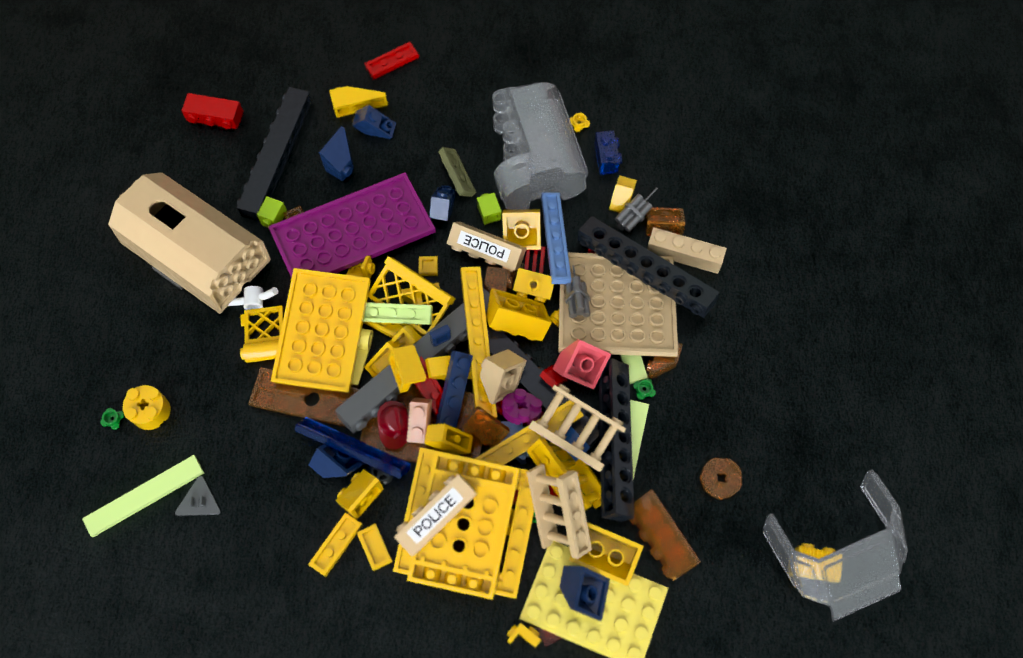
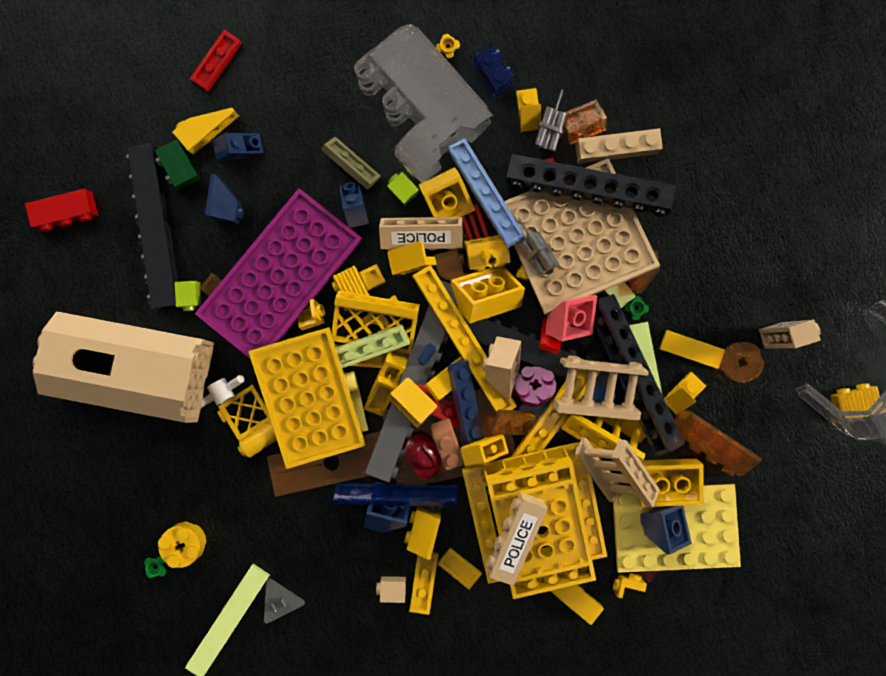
camera: 25 degrees left, 20 degrees up
(303, 534) = (392, 589): none -> tan brick
(319, 116) = (177, 165): none -> dark green brick
(409, 257) = (349, 281): none -> yellow brick
(465, 257) = (409, 259): none -> yellow panel
(465, 620) = (580, 602): none -> yellow slope
(657, 480) = (683, 393): none -> yellow slope
(679, 447) = (692, 349): none -> yellow tile
(772, 459) = (790, 334): none -> tan brick

